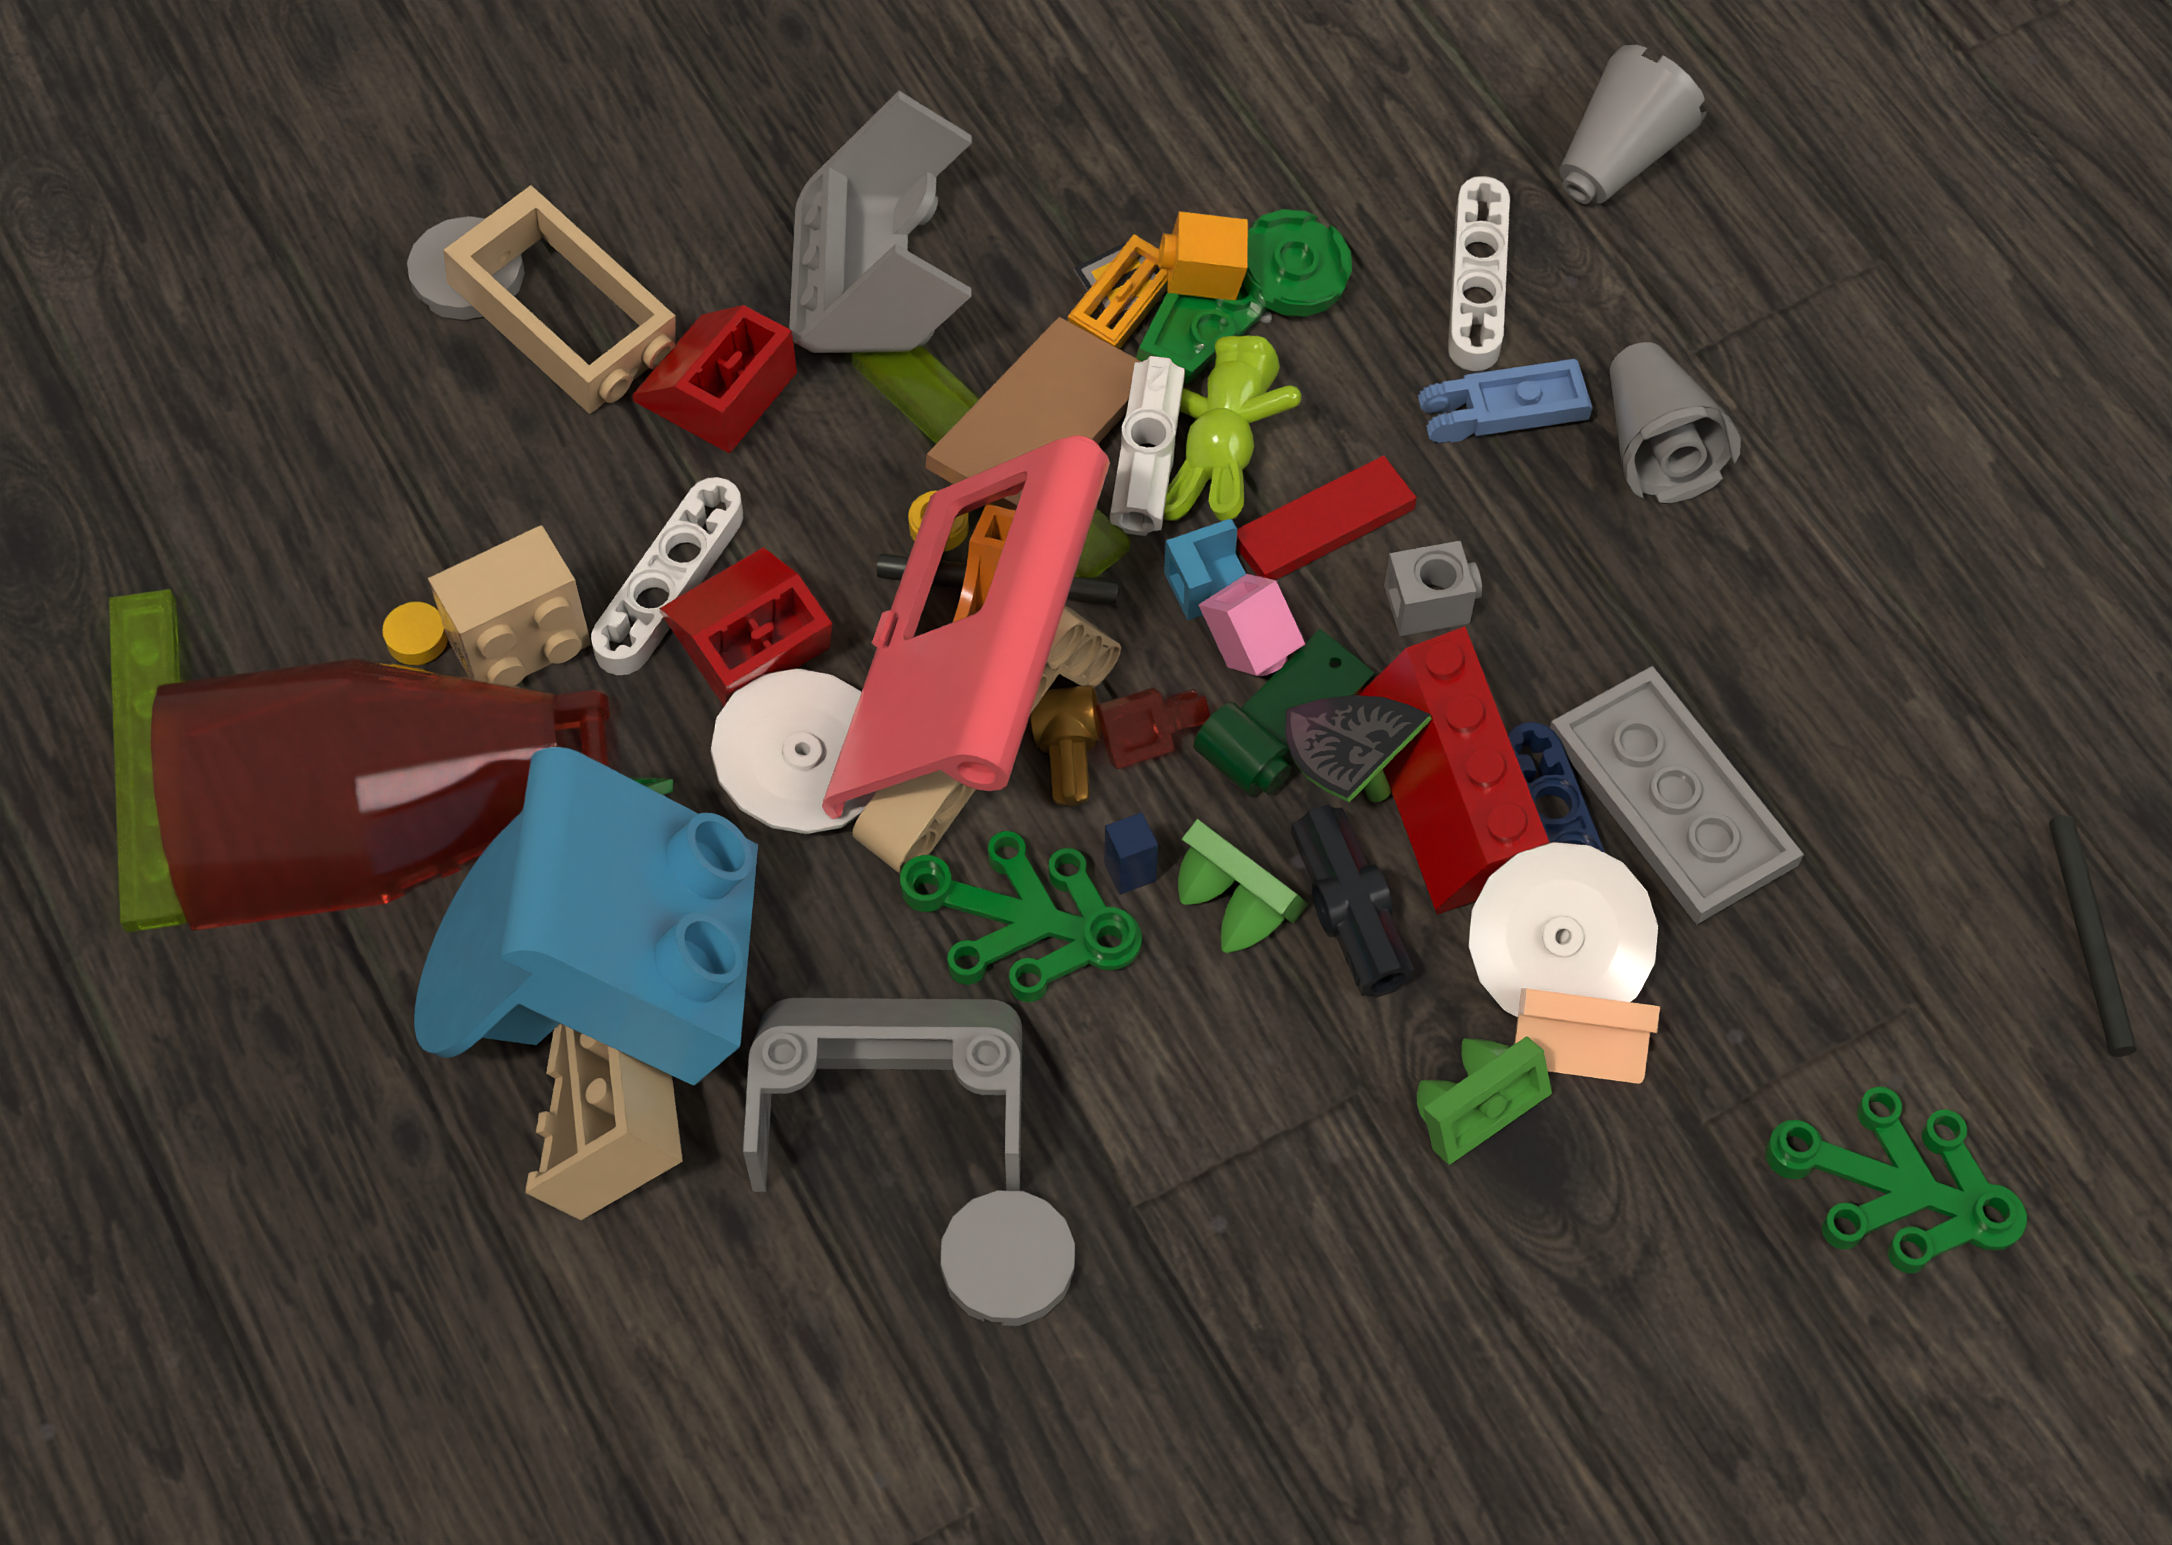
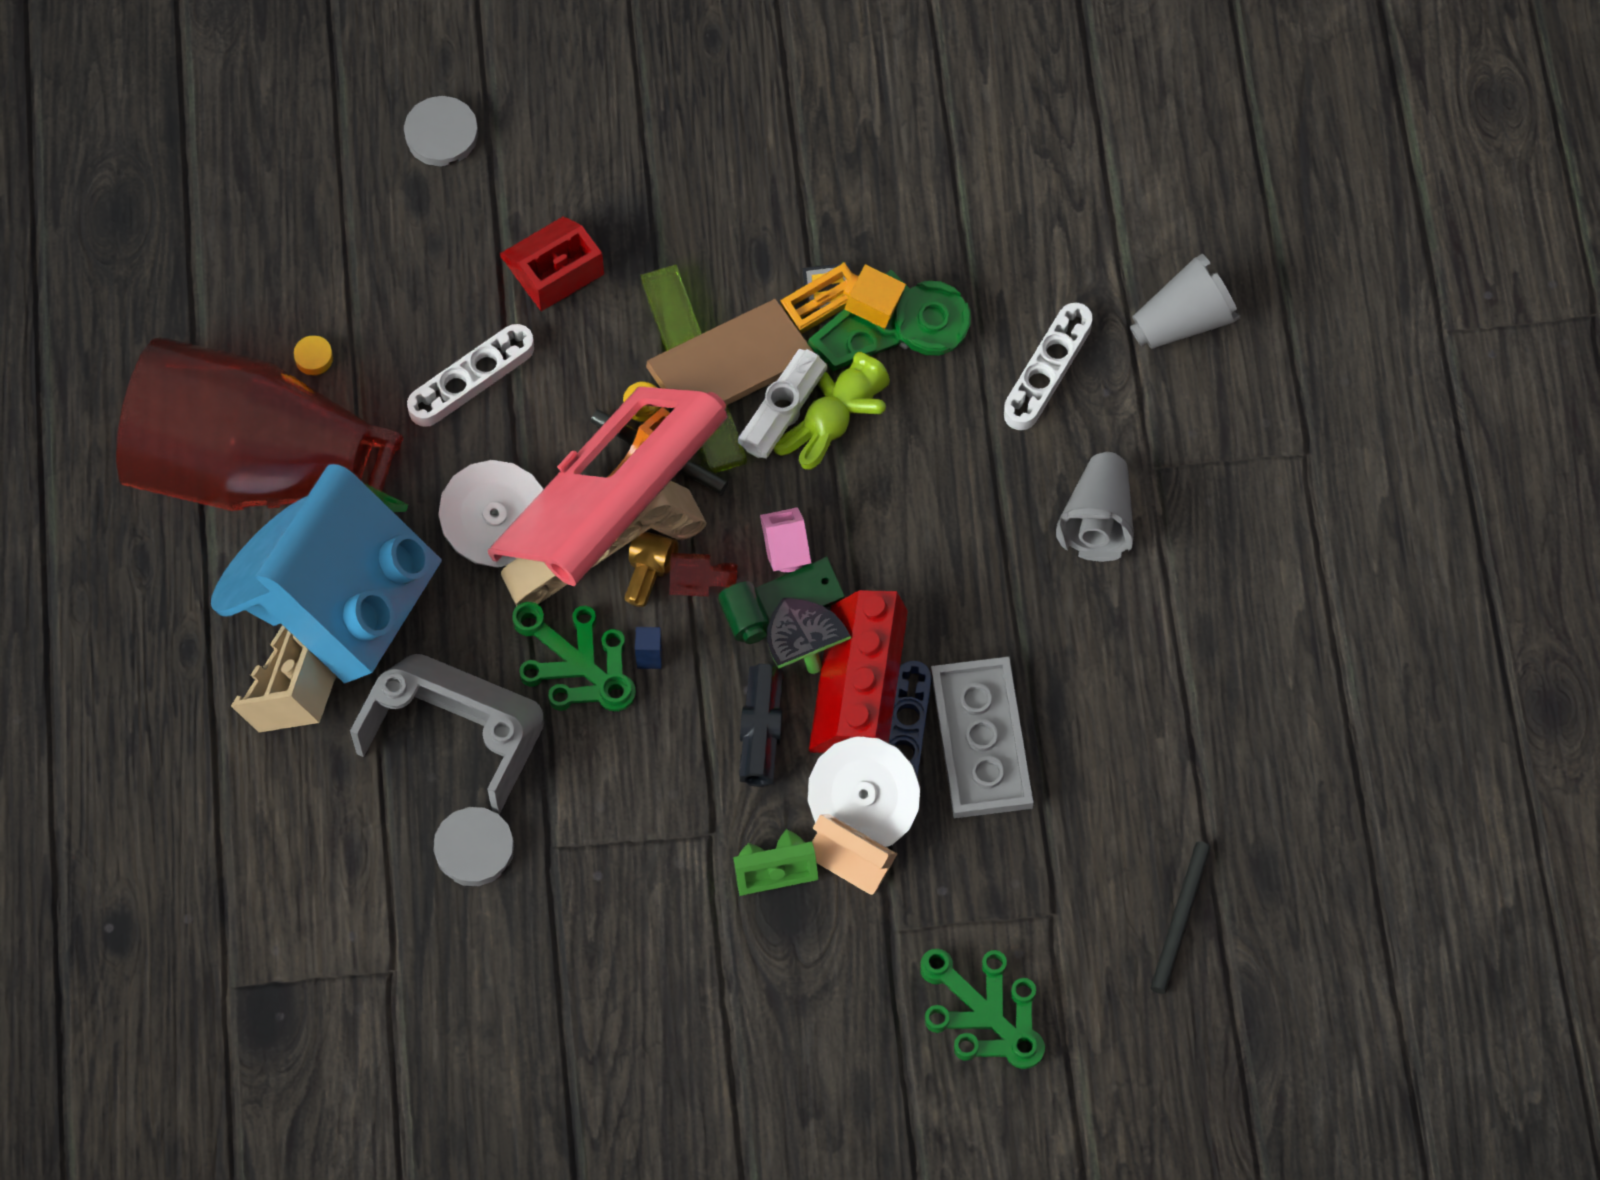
camera: 25 degrees right, 5 degrees up
(141, 659) = (153, 319): clear neon green tile -> none
(509, 233) = (463, 125): tan window -> none
(511, 609) = (366, 366): tan brick -> none
(749, 623) = (497, 424): red slope -> none
(853, 218) = (675, 204): light grey windscreen -> none
(1202, 564) = (781, 490): dark azure panel -> none
(1258, 901) = (712, 701): bright green tile -> none
(1325, 519) = (869, 489): red tile -> none
(1426, 609) = (900, 543): light grey brick -> none
(1506, 400) = (1018, 457): medium blue hinge -> none

